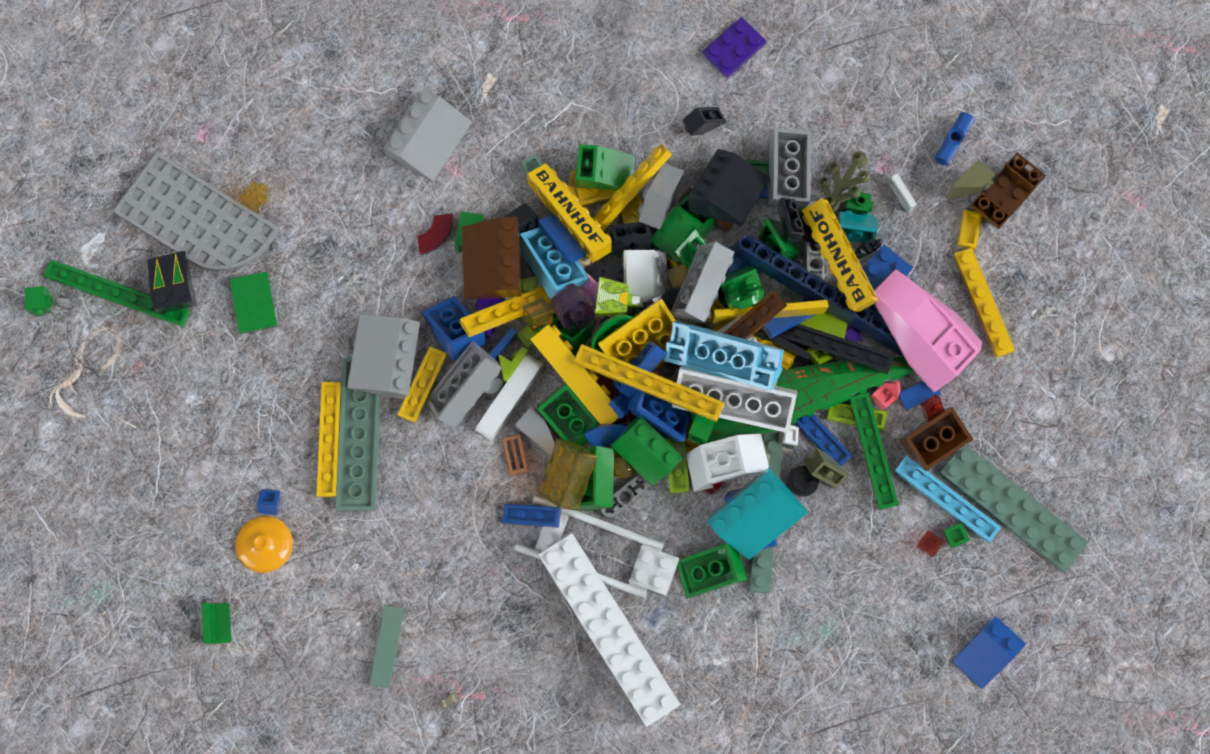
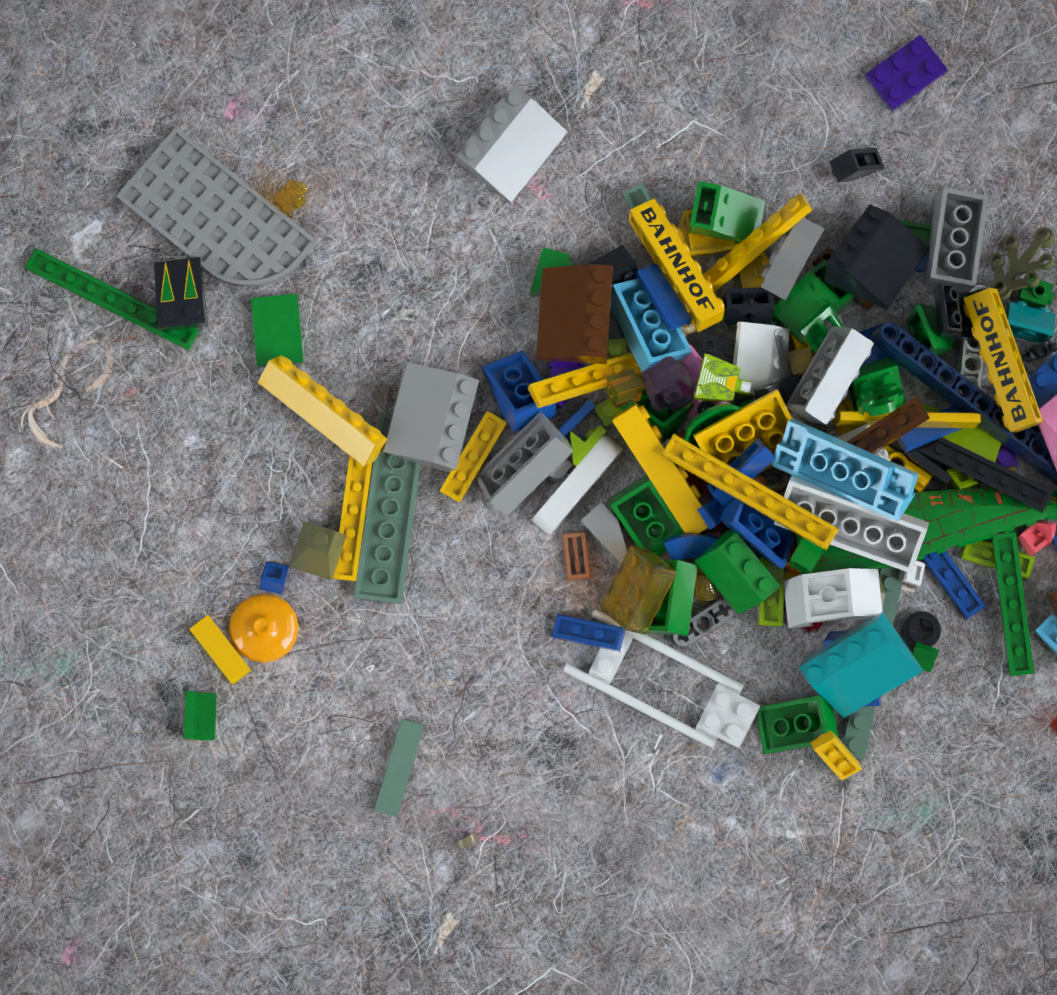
camera: 10 degrees right, 5 degrees up
(38, 301) = (17, 298): green brick -> none
(229, 566) = (220, 649): none -> yellow tile
(295, 360) = (322, 410): none -> yellow brick
(302, 475) = (317, 550): none -> olive slope
(436, 234) = (508, 271): dark red tile -> none
(609, 630) = (666, 781): white brick -> none
(746, 591) = (836, 755): none -> yellow plate
(809, 501) = (925, 656): none -> green tile
(825, 467) = (950, 617): olive slope -> none

